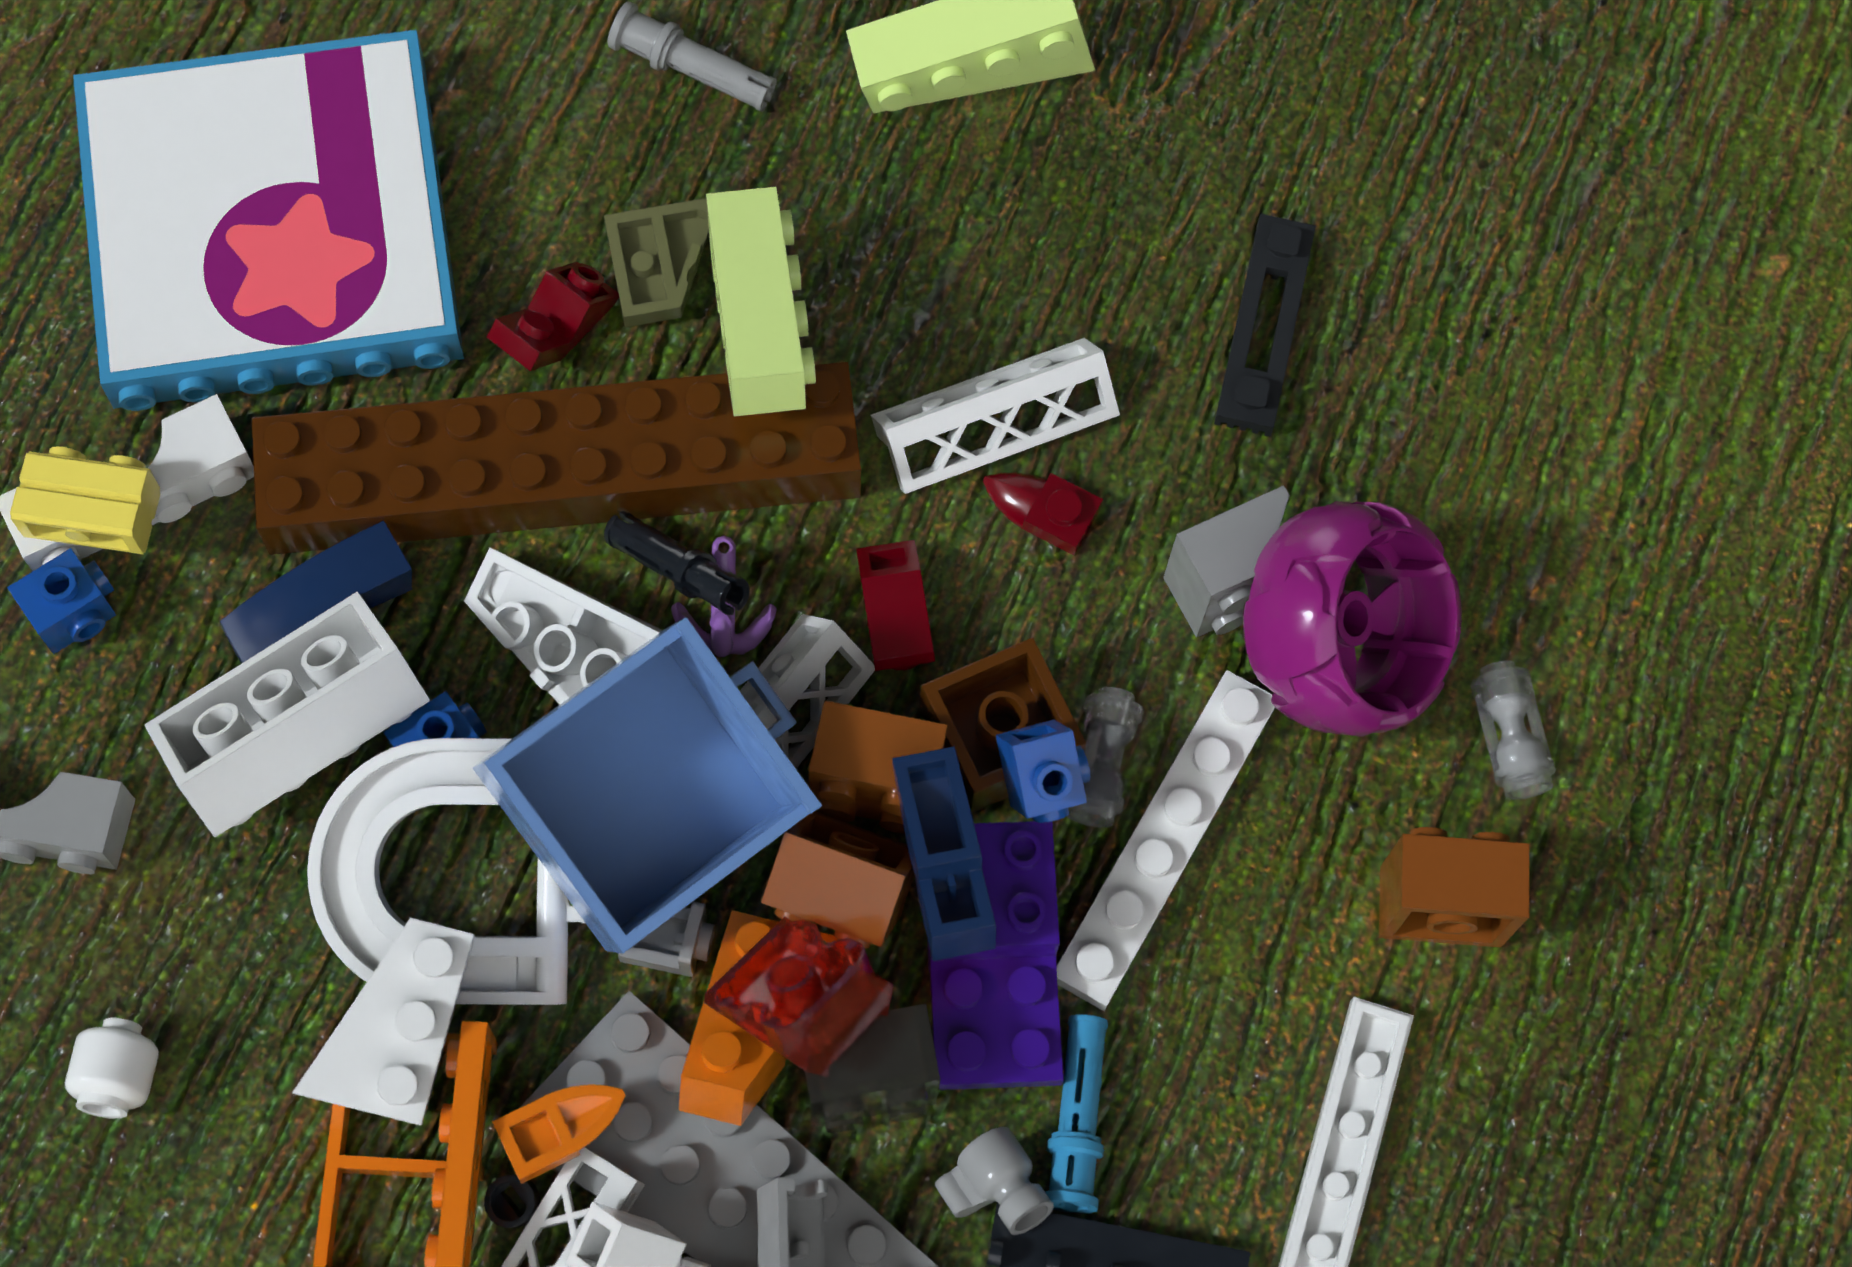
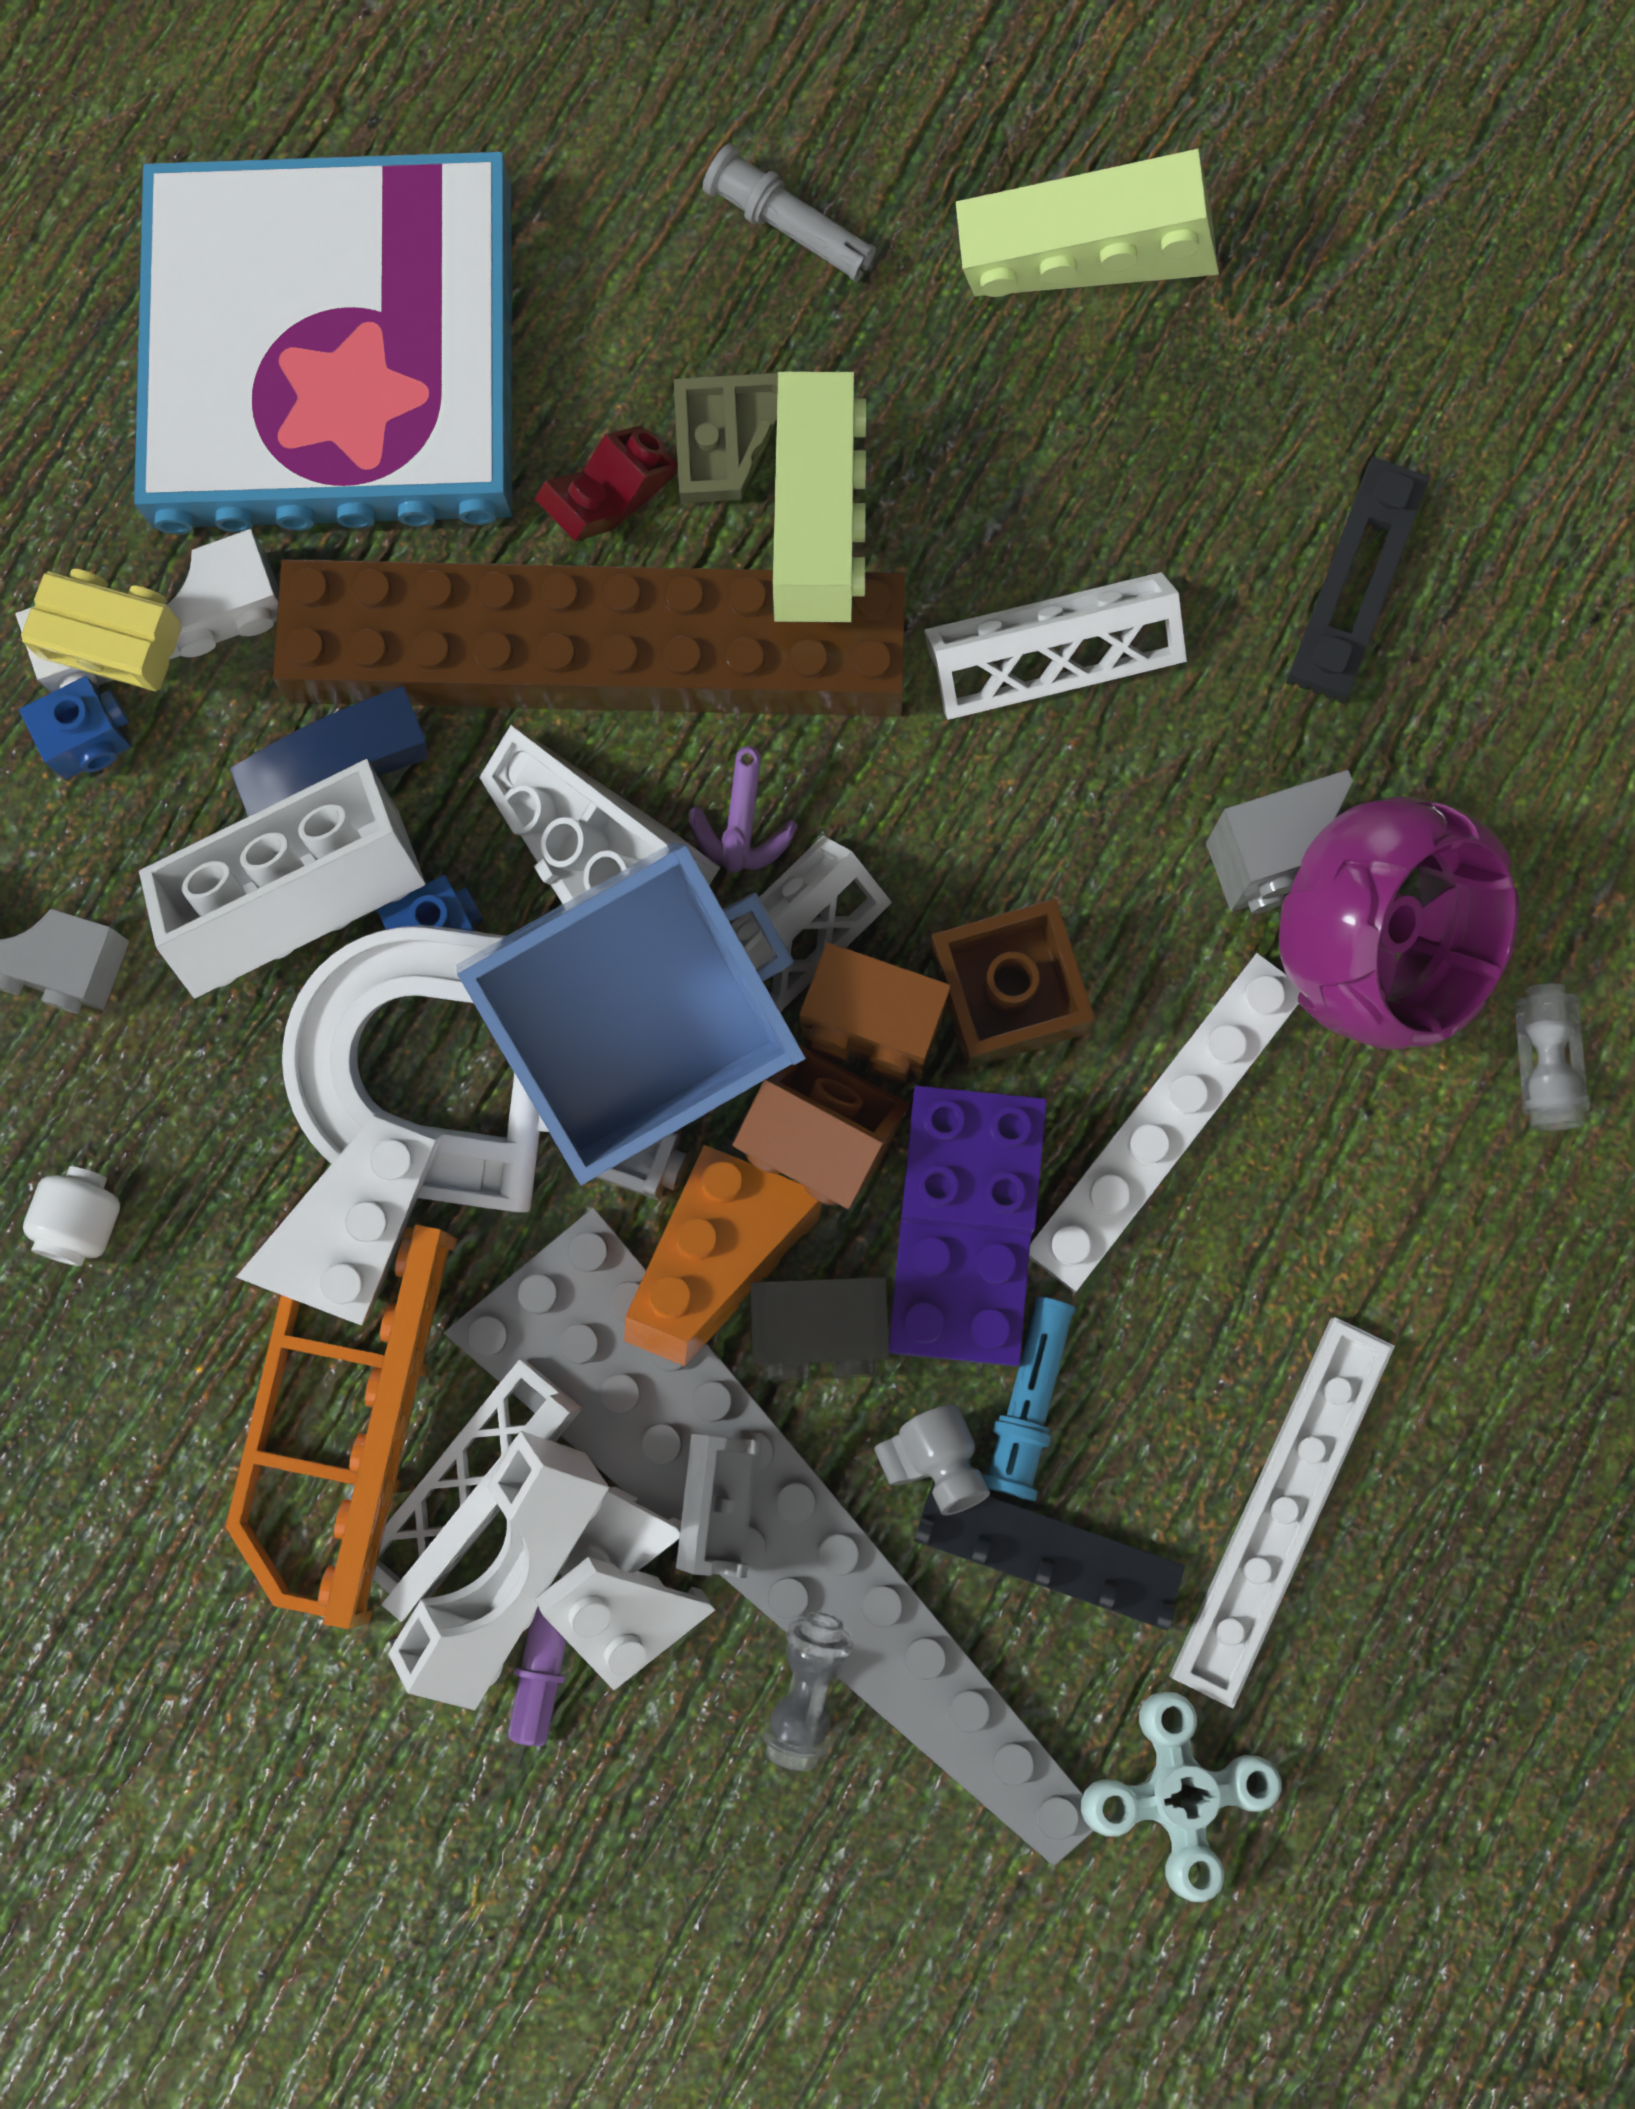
camera: 20 degrees right, 10 degrees up
(501, 1207) = (439, 1410): black hinge -> none
(556, 1127) = (498, 1343): orange plate -> none
(690, 570) = (709, 777): black pin -> none
(802, 994) = (758, 1252): clear red slope -> none
(895, 605) = (919, 840): dark red slope -> none
(944, 854) = (927, 1122): dark blue slope -> none
(1043, 770) = (1045, 1045): blue brick -> none
(1044, 507) = (1092, 751): dark red plate -> none
(1110, 726) = (1103, 1055): clear piece -> none
(1454, 888) = (1461, 1223): dark orange brick -> none

